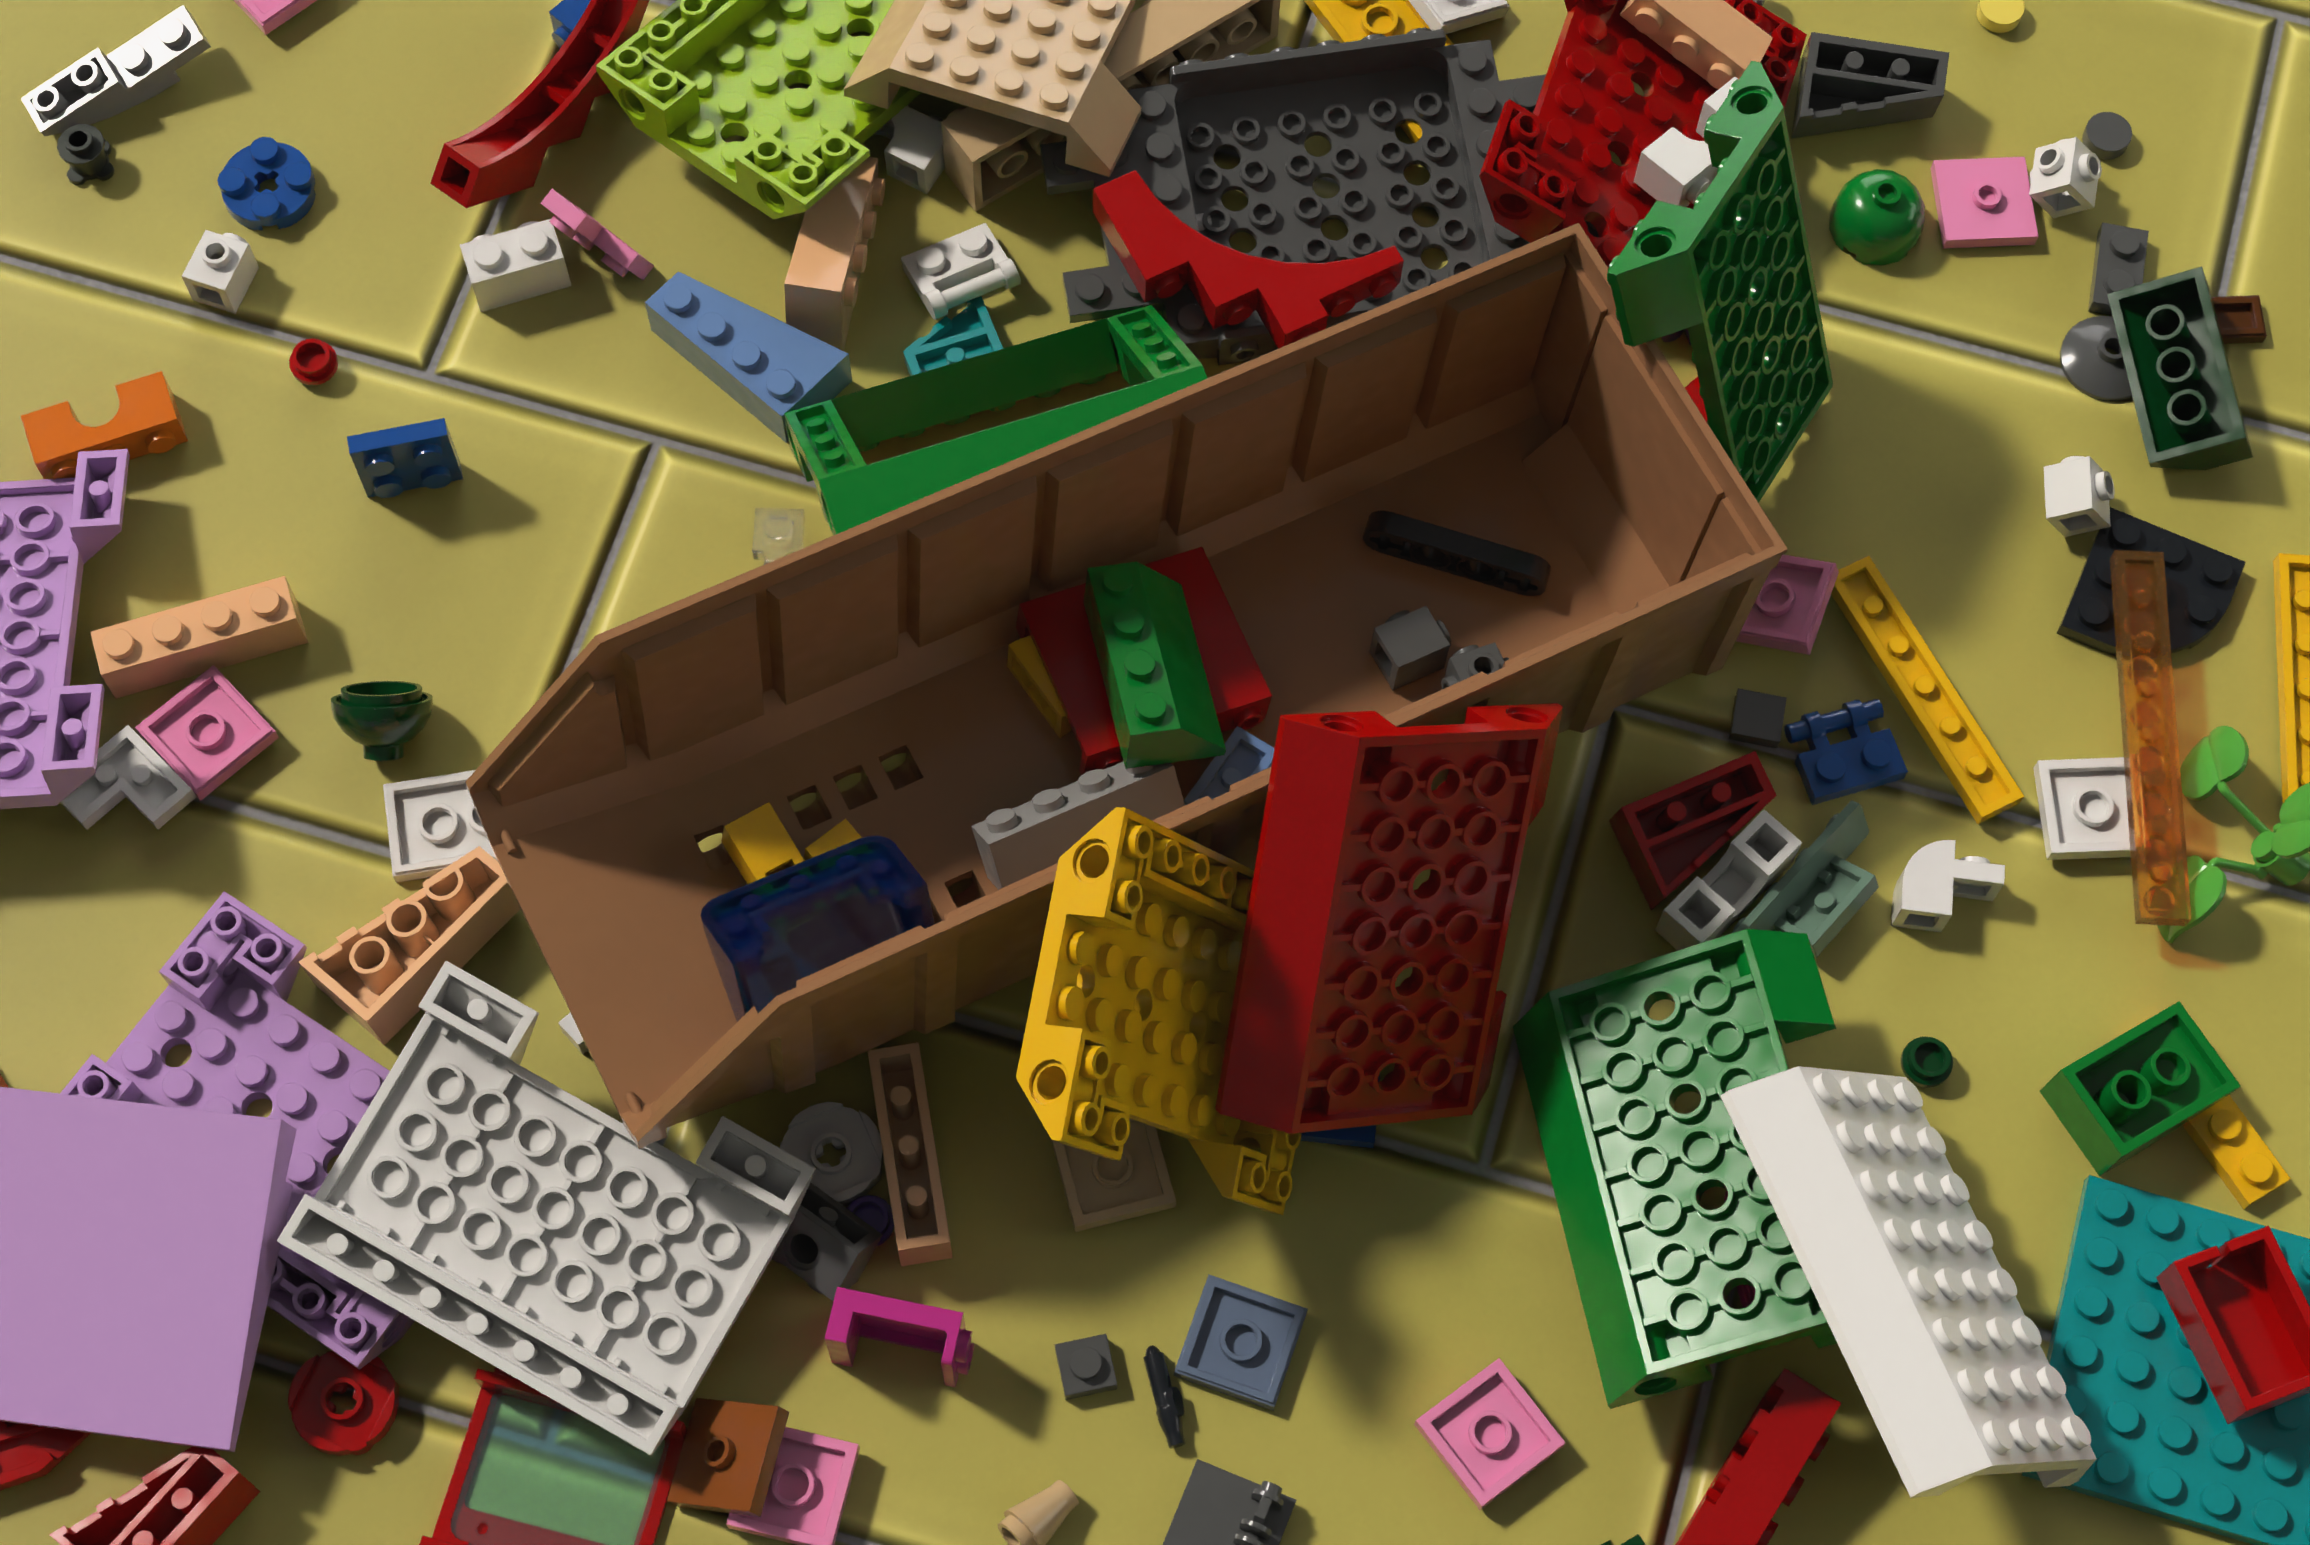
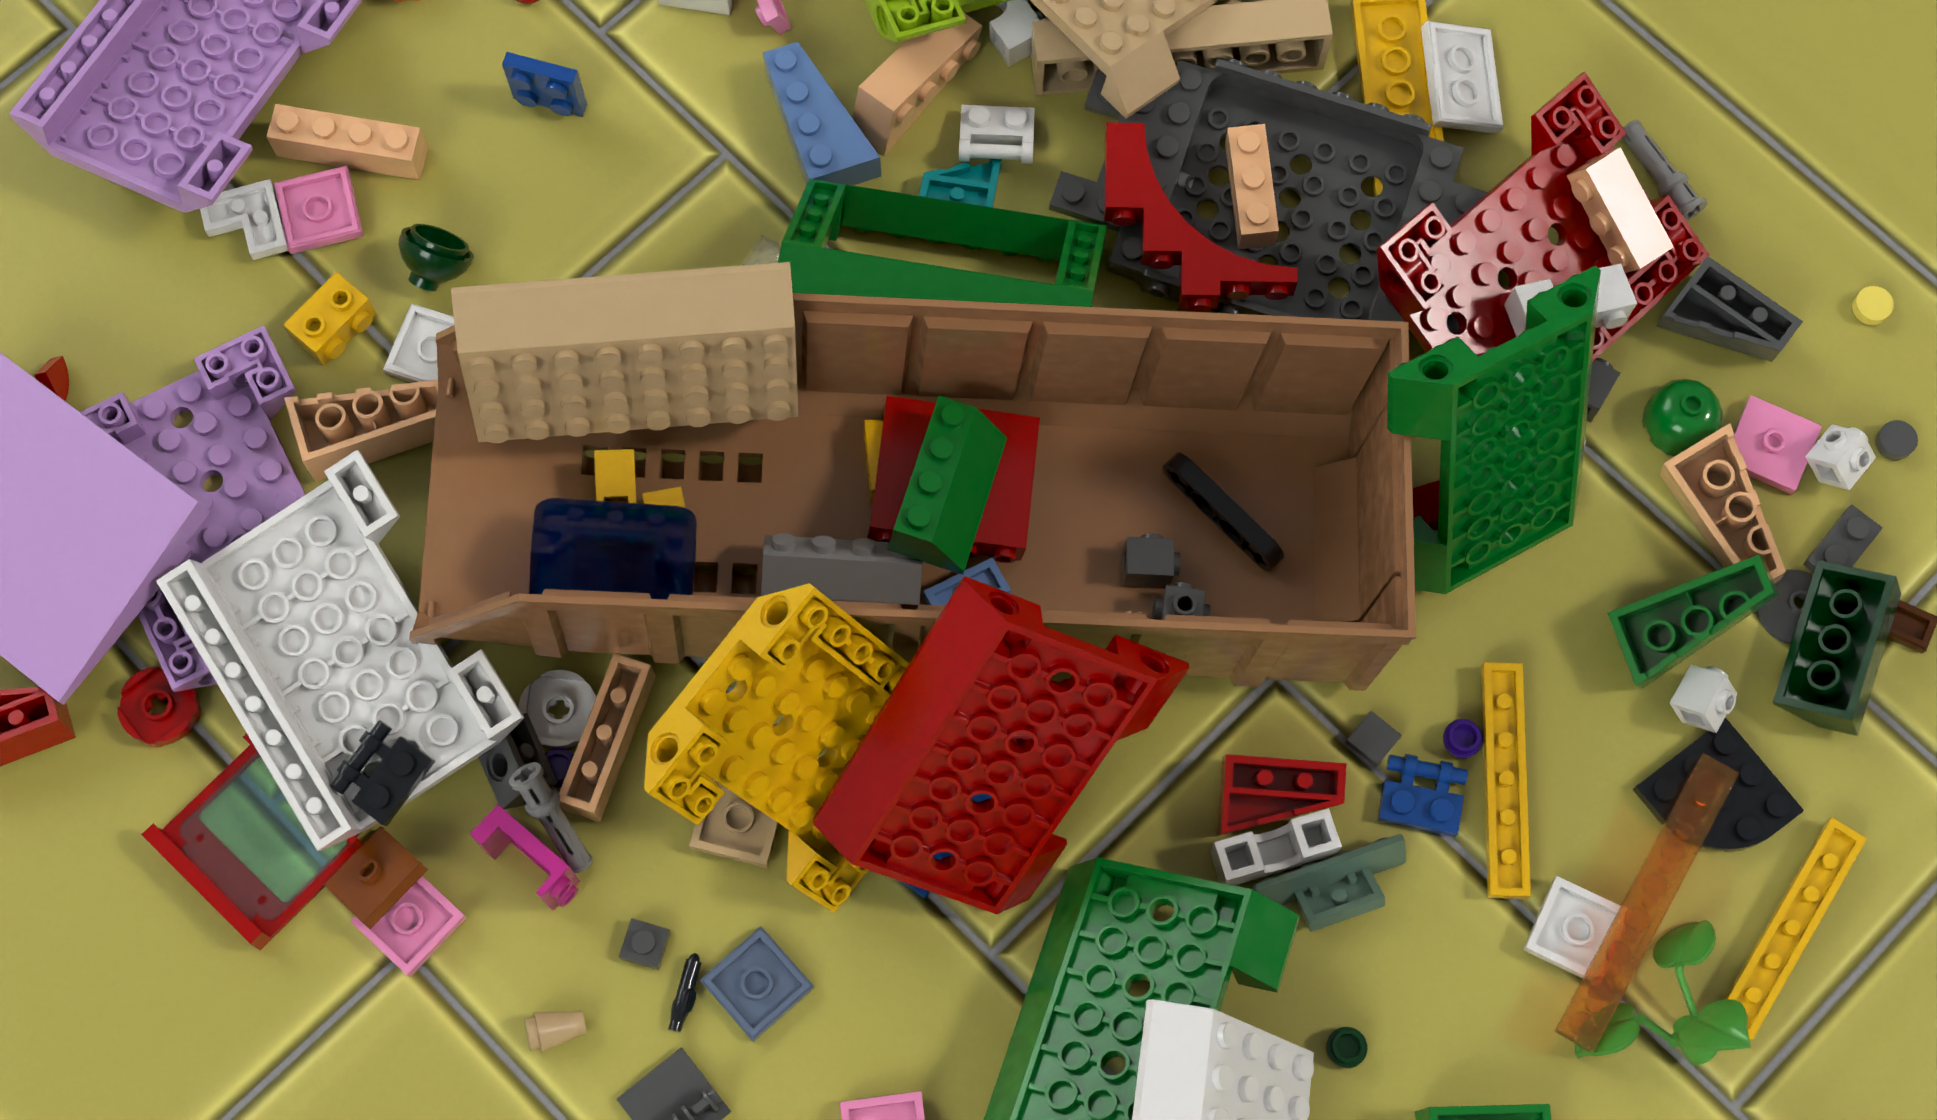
camera: 30 degrees right, 5 degrees up
(296, 849) = (330, 319): none -> yellow brick
(692, 1326) = (393, 778): none -> black plate
(729, 675) = (628, 351): none -> tan slope
(895, 1266) = (544, 804): none -> light grey pin
(1284, 188) = (1251, 186): none -> light nougat brick
(1790, 605) = (1438, 662): bright pink plate -> none
(1851, 668) = (1462, 738): none -> dark purple plate
(1931, 880) = (1427, 918): white brick -> none
(1985, 289) = (1721, 501): none -> light nougat wedge
(2011, 421) = (1685, 618): none -> green wedge

